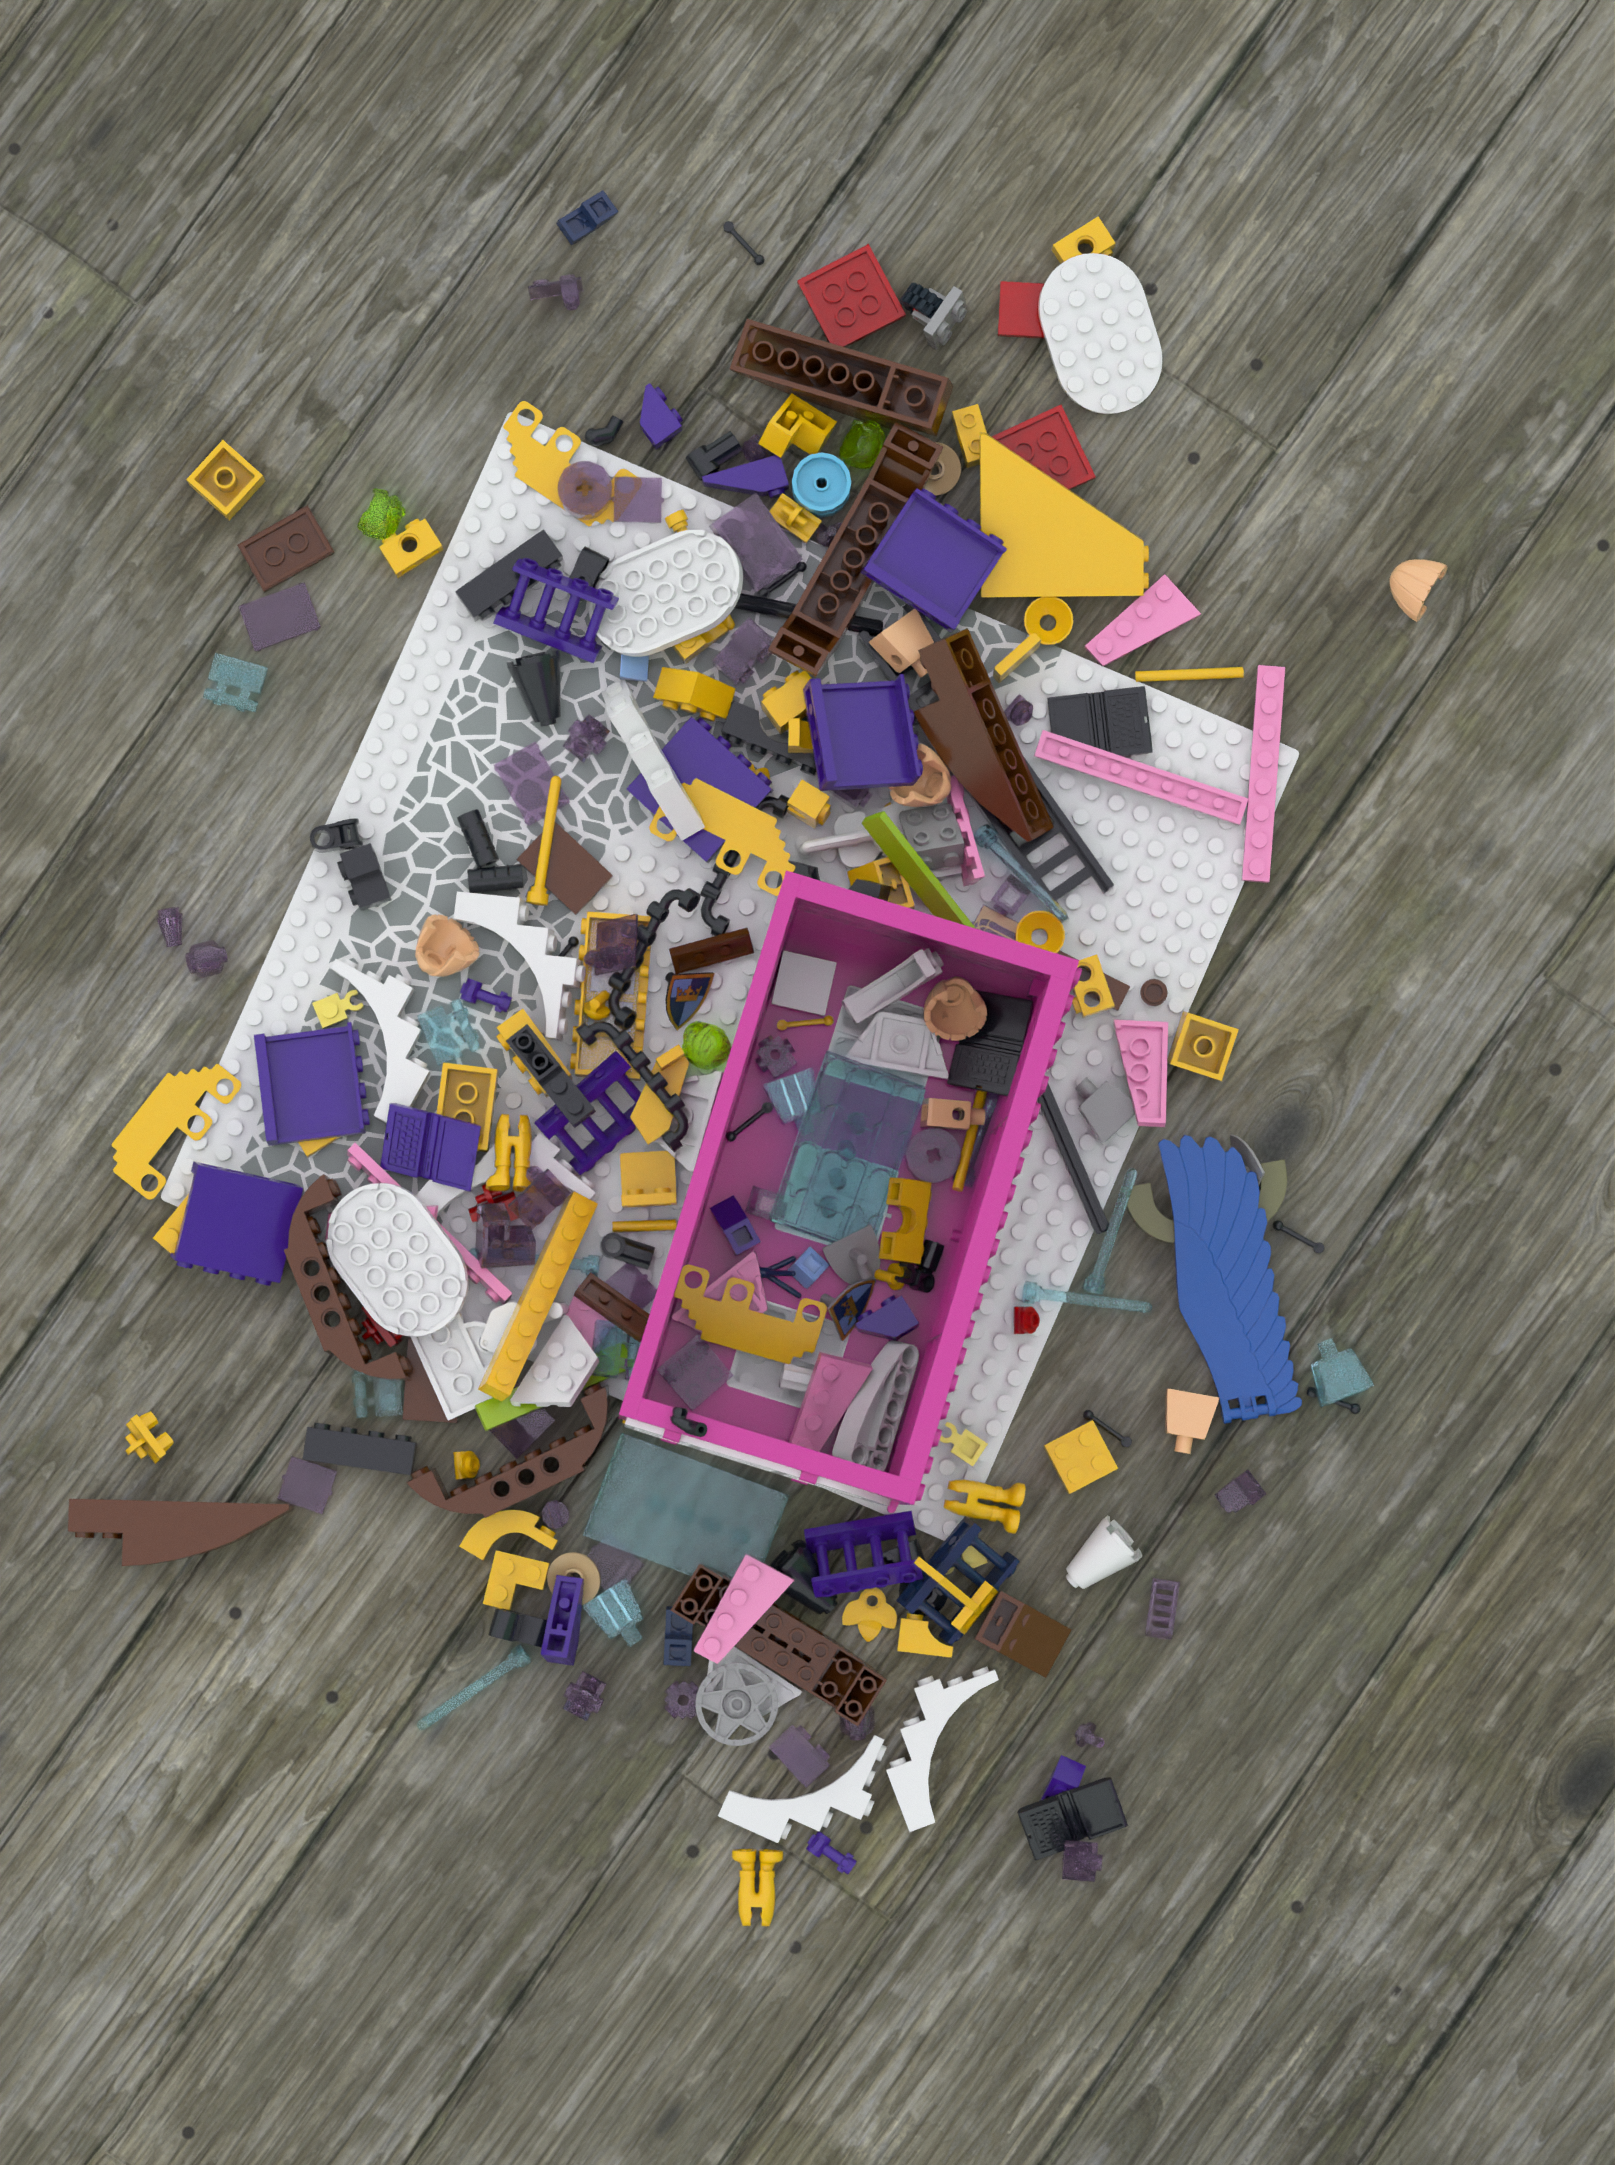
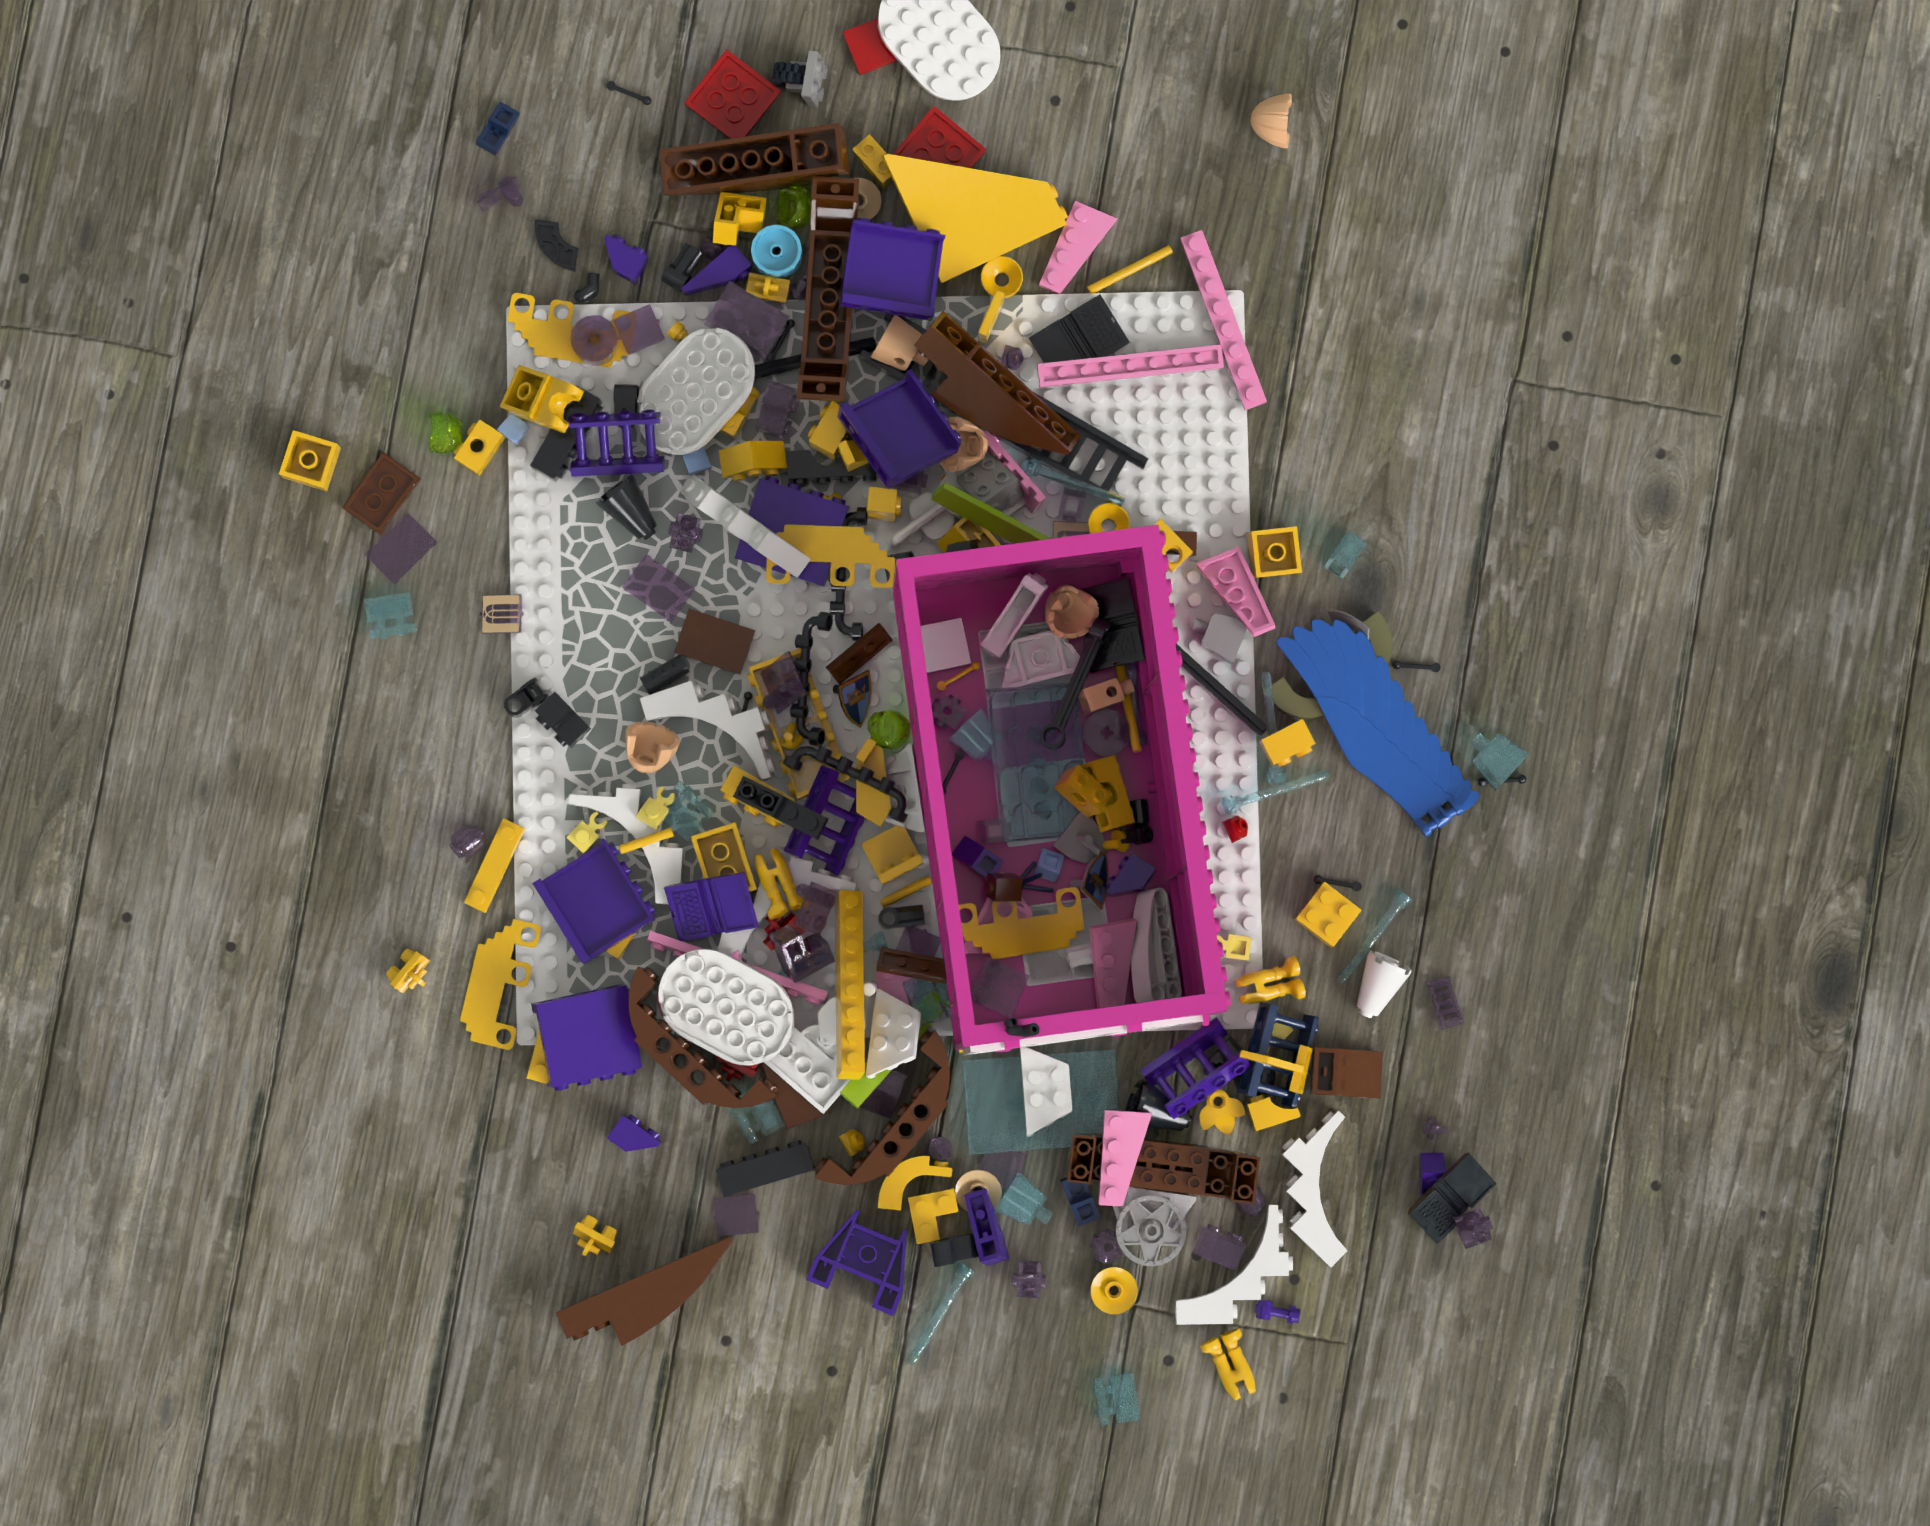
camera: 25 degrees left, 0 degrees up
(83, 1070) = (410, 973): none -> yellow hips
(171, 925) = (427, 827): clear purple cone -> none
(223, 997) = (494, 865): none -> yellow plate
(235, 1351) = (631, 1136): none -> dark purple slope
(353, 735) = (501, 614): none -> piece
(394, 1045) = (646, 840): none -> yellow piece
(417, 1018) = (655, 811): none -> light yellow plate
(424, 1591) = (867, 1256): none -> dark purple wedge
(456, 544) = (513, 428): none -> light blue slope
(472, 991) = (687, 771): dark purple bar -> none
(478, 838) = (636, 650): black axle -> none
(498, 525) = (540, 398): none -> yellow brick
(538, 893) = (703, 670): yellow piece -> none
(589, 370) = (554, 246): none -> black tile
(627, 1866) = (1124, 1399): none -> clear light blue plate
(661, 1763) = (1126, 1293): none -> yellow dish
(693, 1503) = (1044, 1089): none -> white wing
(747, 1268) = (1003, 887): none -> reddish brown brick
(879, 1205) = (1083, 791): none -> yellow brick
(970, 1048) = (1096, 637): none -> black piece
(1121, 1254) = (1288, 742): none -> yellow brick
(1153, 992) = (1217, 528): reddish brown plate -> none
(1163, 1479) = (1399, 902): none -> clear light blue piece
(1188, 1417) = (1396, 845): light nougat torso -> none
(1240, 1492) = (1464, 885): clear purple window -> none
(1277, 1083) = (1345, 555): none -> clear light blue torso

